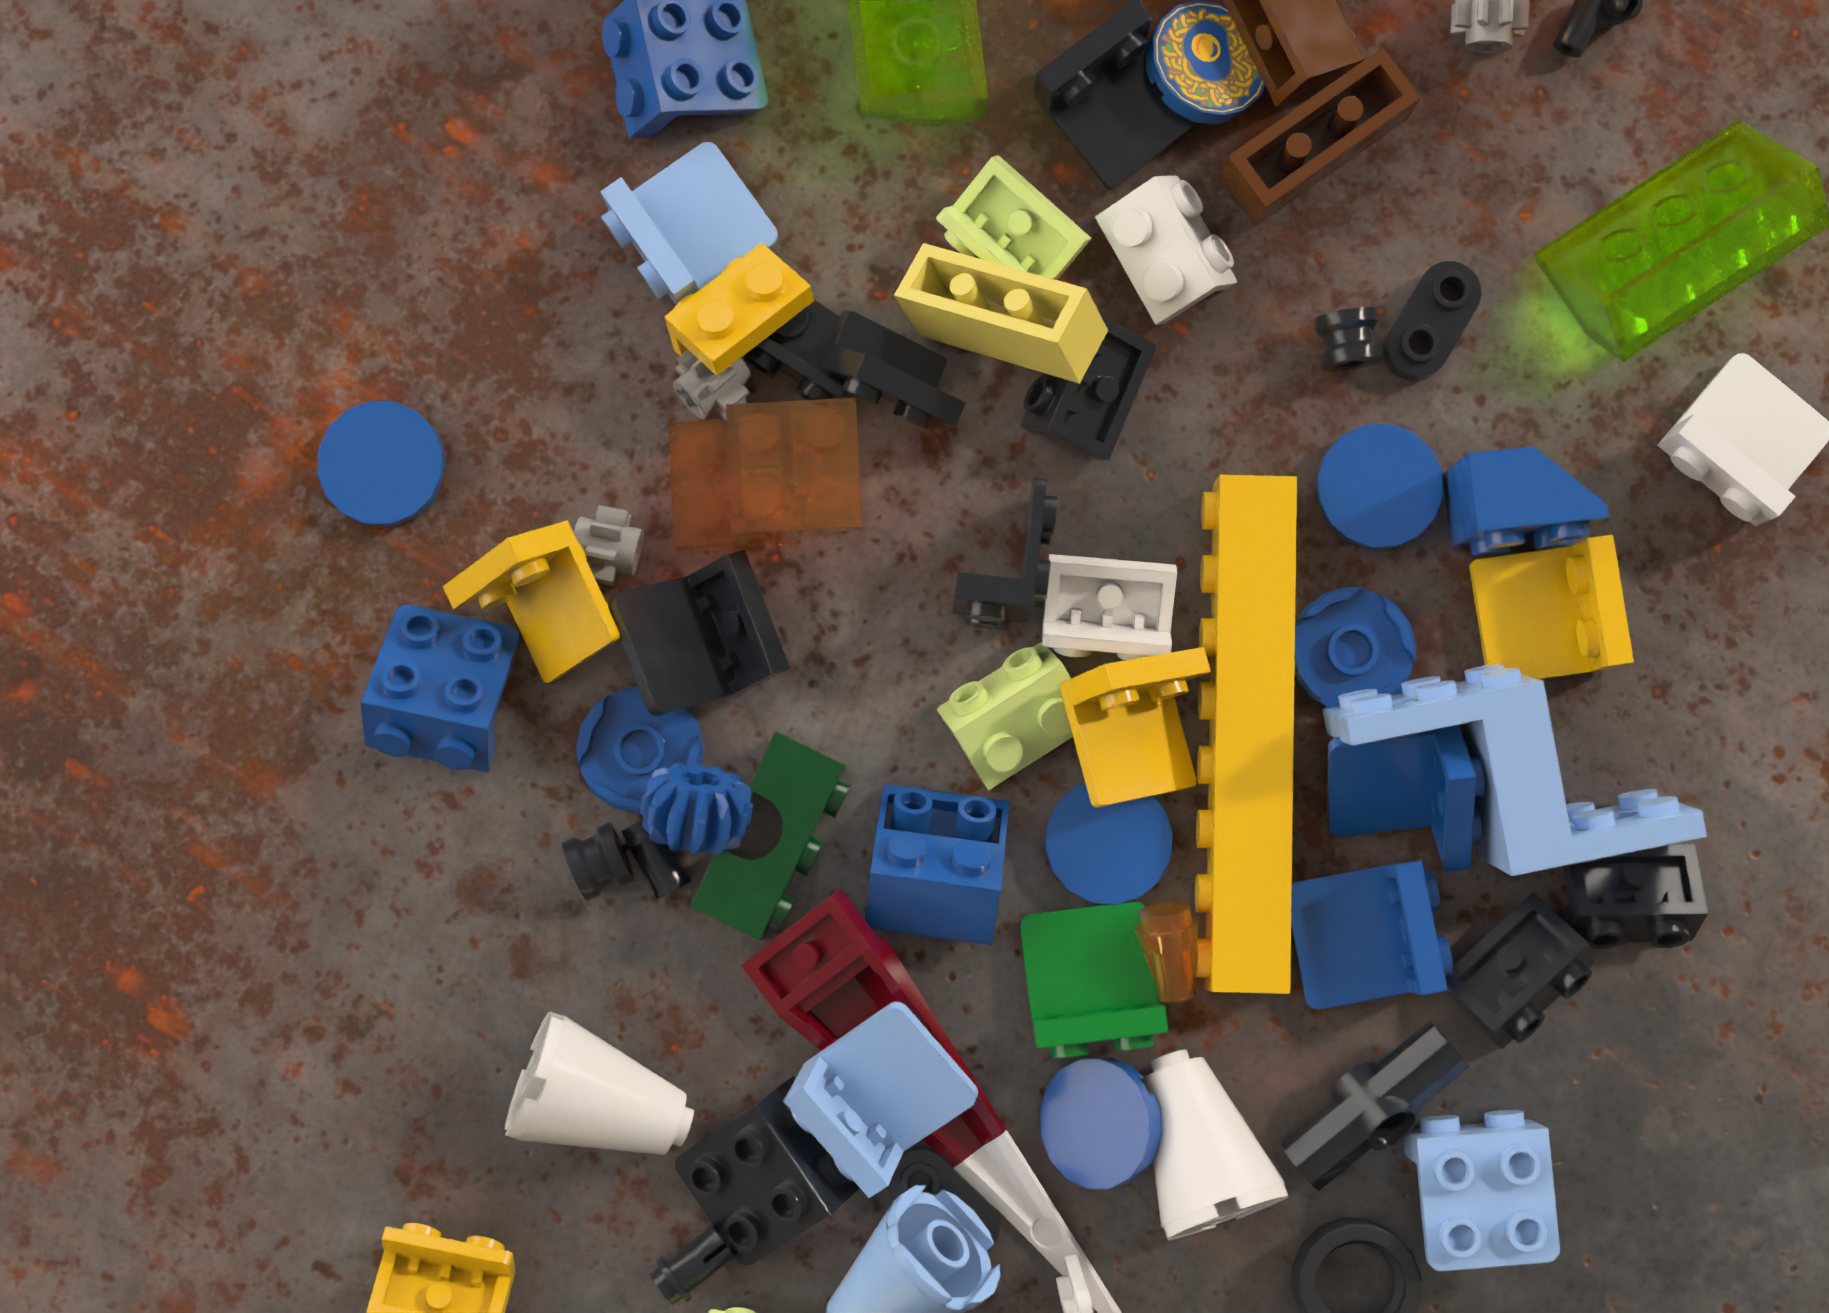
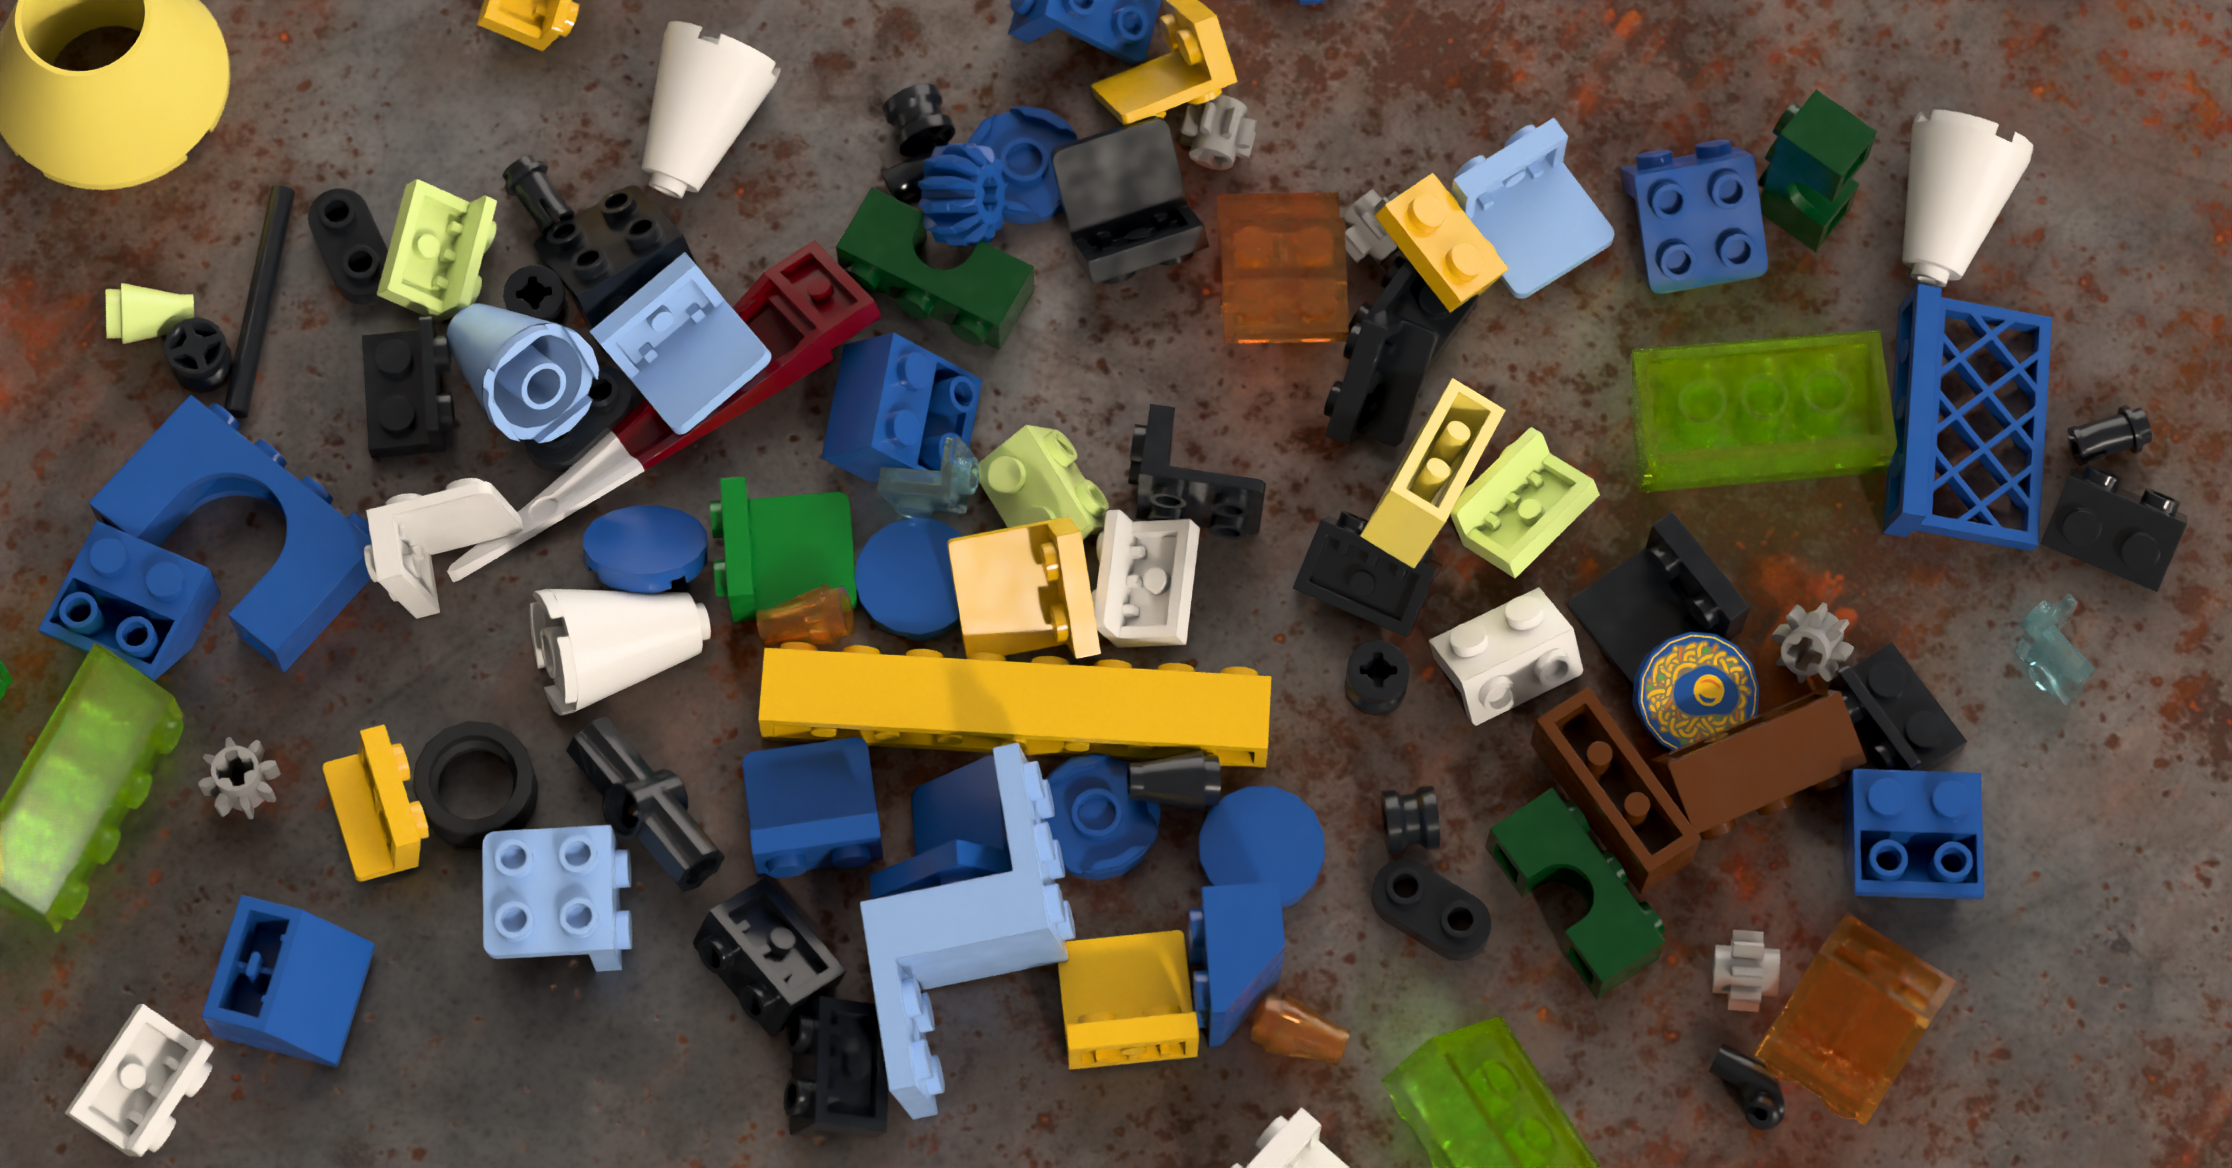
camera: 90 degrees right, 15 degrees down
(826, 1244) = (538, 281): none -> black wheel
(1025, 838) = (928, 491): none -> clear light blue bracket
(1198, 387) = (1374, 692): none -> black wheel
(1327, 567) = (1176, 781): none -> black cone
(1459, 144) = (1551, 844): none -> dark green arch
(1572, 437) = (1295, 1030): none -> clear orange cone

